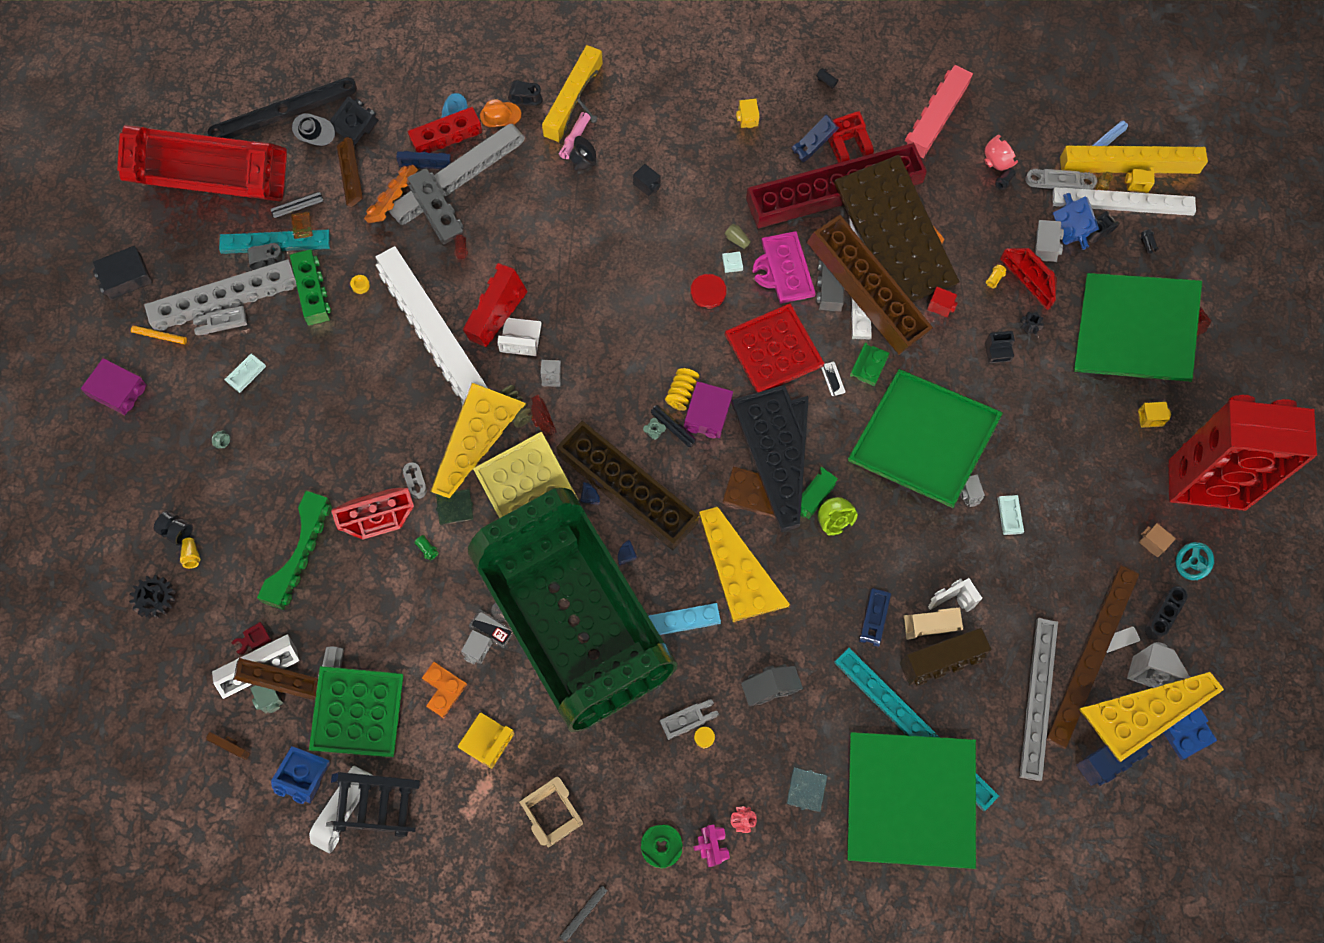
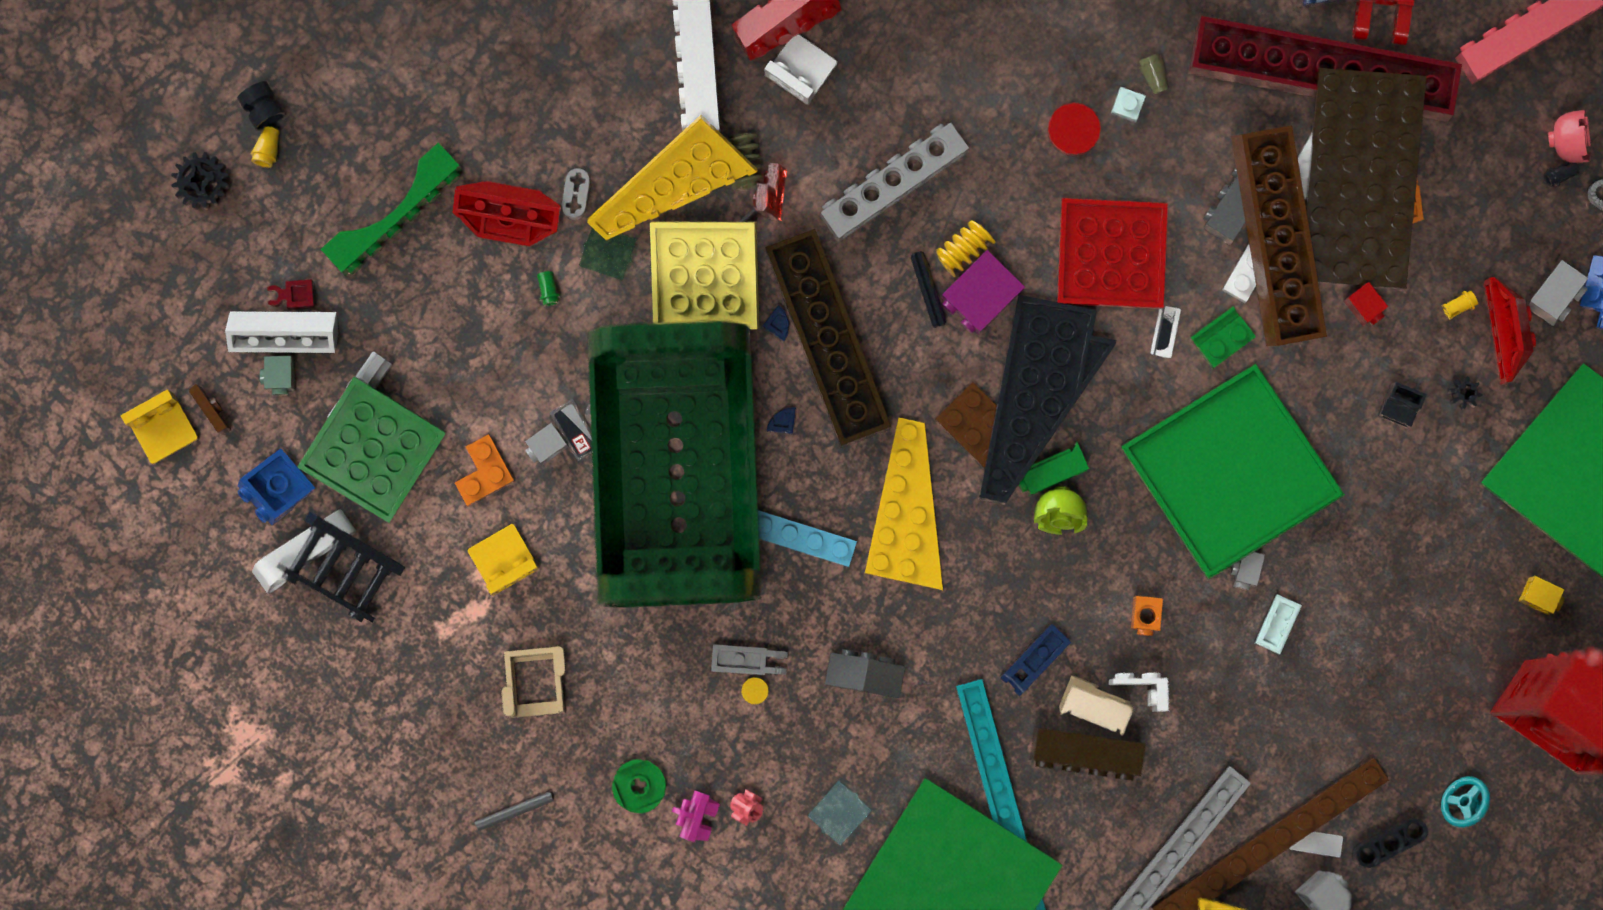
camera: 30 degrees right, 15 degrees up
(196, 775) = (160, 426): none -> yellow bracket
(220, 439) = (367, 16): sand green plate -> none
(275, 678) = (298, 362): reddish brown plate -> none
(551, 373) = (812, 140): light grey brick -> none
(597, 413) = (843, 225): none -> light grey brick
(654, 434) = (898, 287): sand green plate -> none
(784, 268) = (1190, 149): dark pink plate -> none
(927, 543) = (1154, 606): none -> orange brick
(1156, 539) = (1437, 751): medium nougat brick -> none

